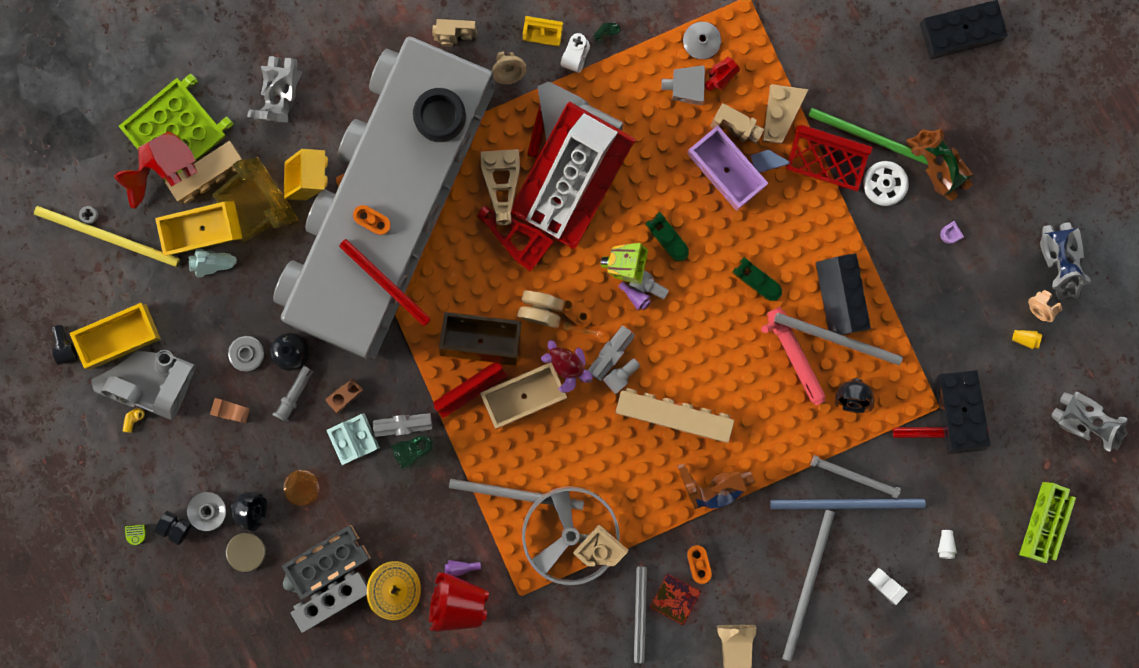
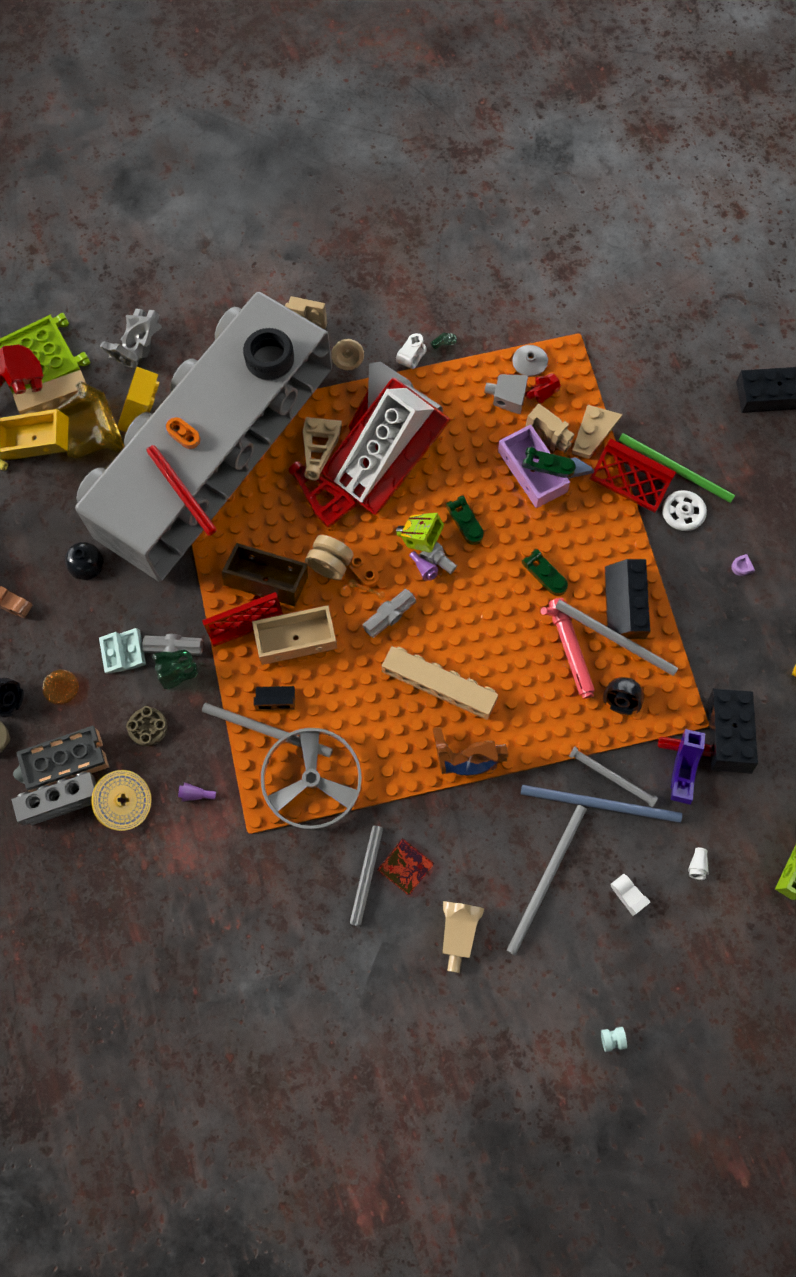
camera: 15 degrees right, 15 degrees down
(209, 262) = (32, 469): light aqua rock -> none
(246, 353) = (43, 556): light grey wheel -> none
(289, 402) = (70, 606): light grey pin -> none
(344, 396) = (123, 608): nougat leg -> none
(397, 511) = (147, 726): none -> dark tan tile
(456, 604) = (180, 824): red cone -> none
(516, 460) = (275, 698): none -> black panel
(542, 31) = (386, 330): yellow hinge -> none
(568, 365) = (343, 613): animal -> none
(600, 549) = (337, 794): tan plate -> none
(618, 378) = (392, 637): light grey pin -> none
(698, 564) = (437, 835): orange plate -> none
(744, 168) = (549, 463): none -> dark green plate
(922, 454) = (685, 766): none -> dark purple arch
(953, 169) = (751, 503): dark orange hips -> none

